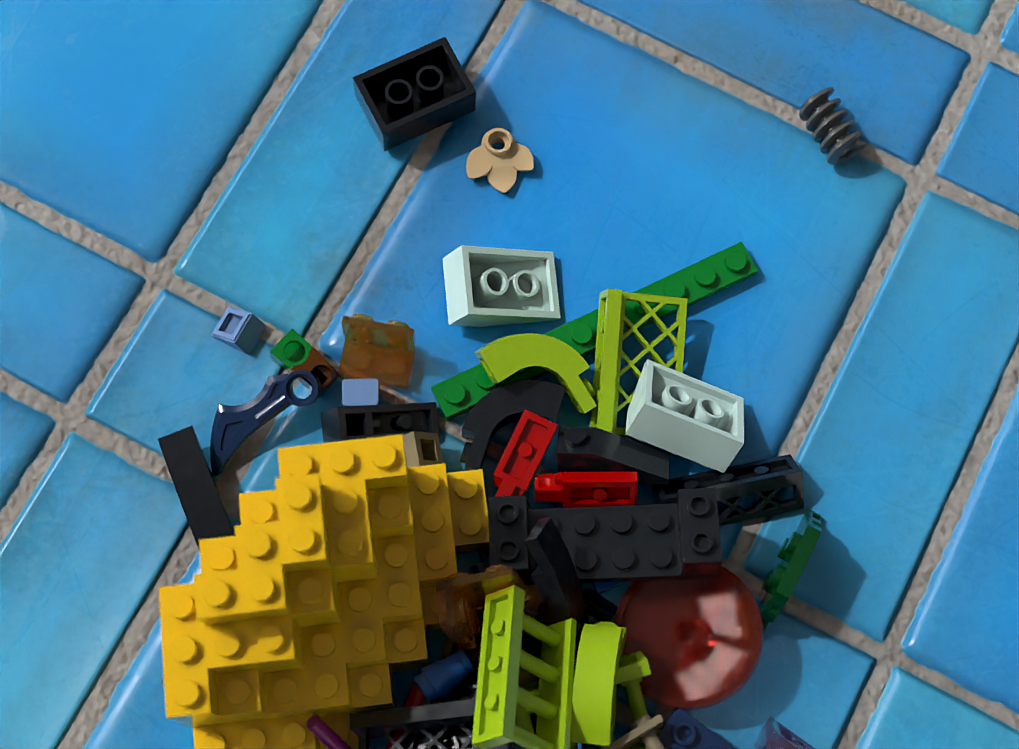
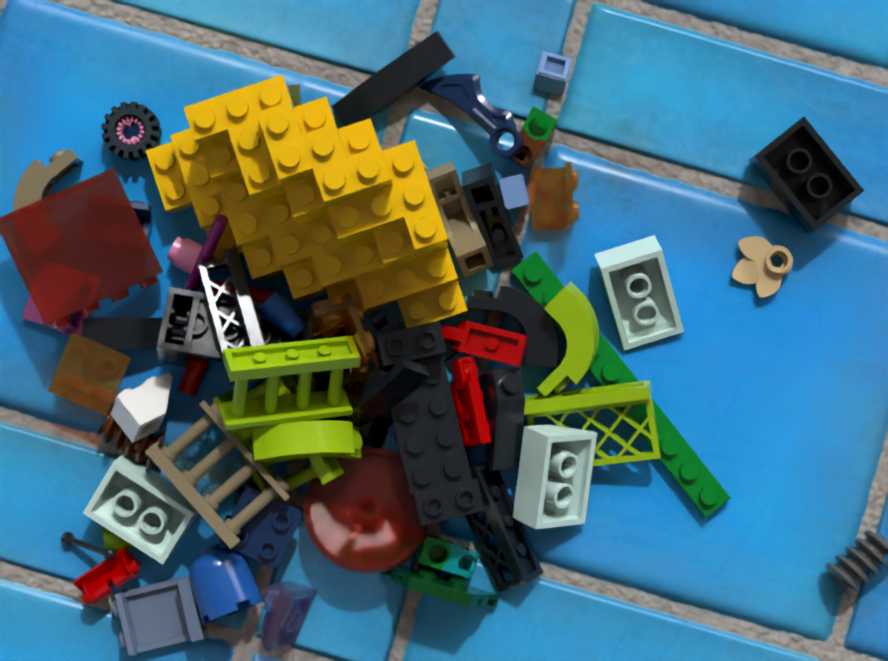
camera: 80 degrees right, 15 degrees up
(756, 554) = (447, 556): none -> leg

